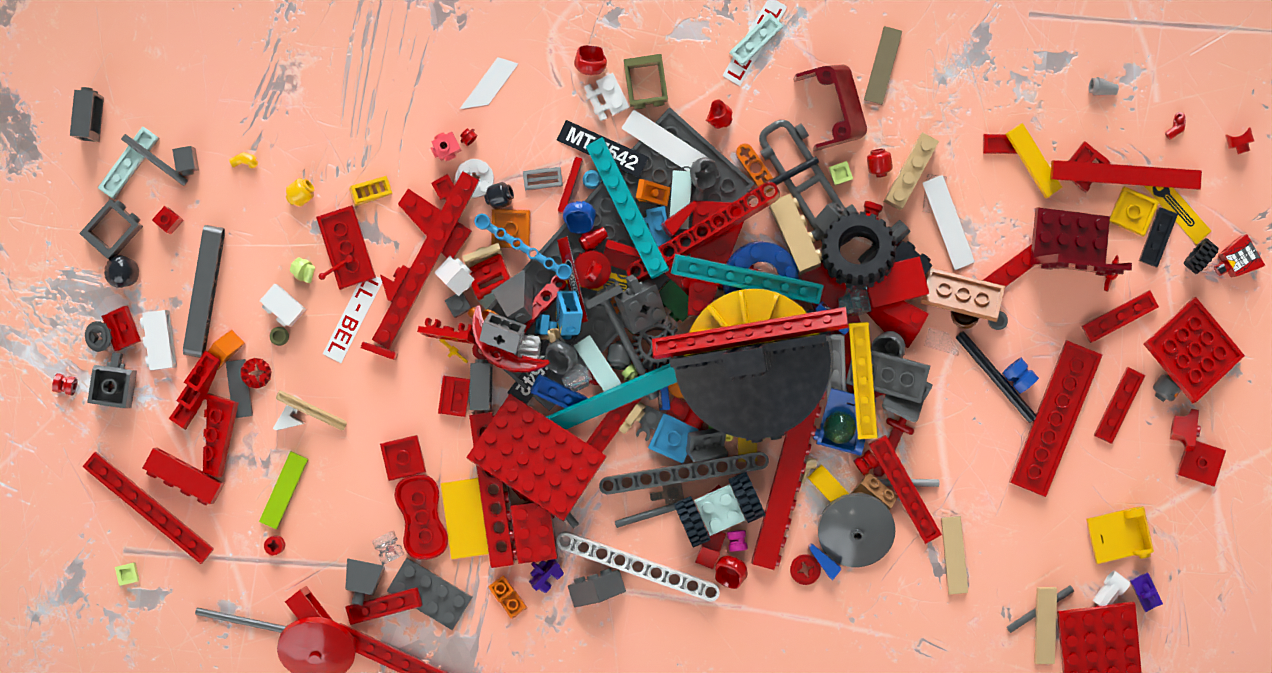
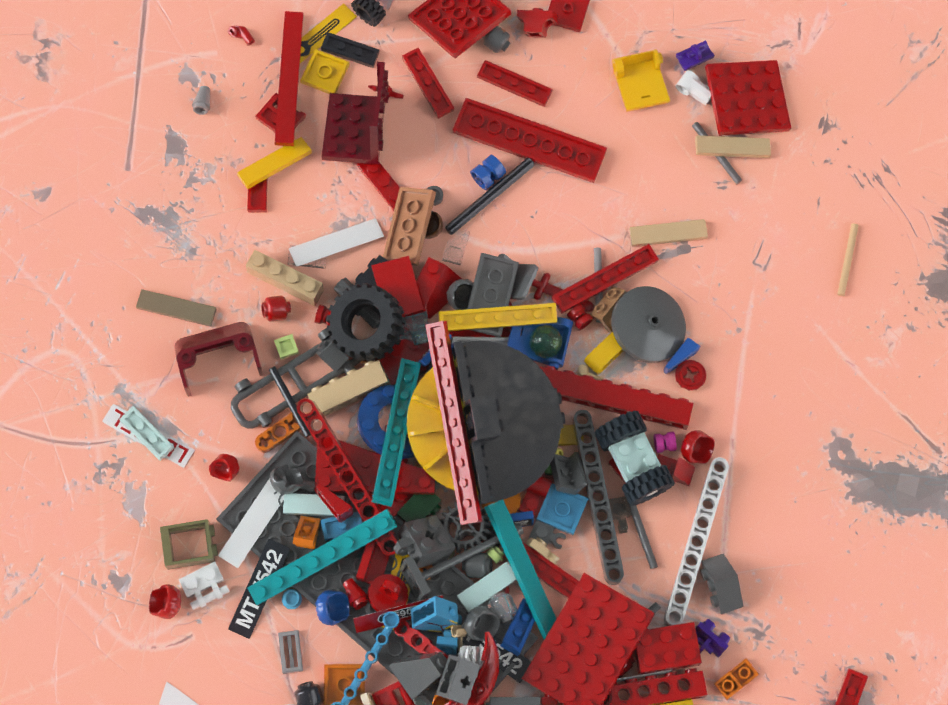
camera: 90 degrees left, 15 degrees down
(570, 184) = (298, 621): red tile -> none

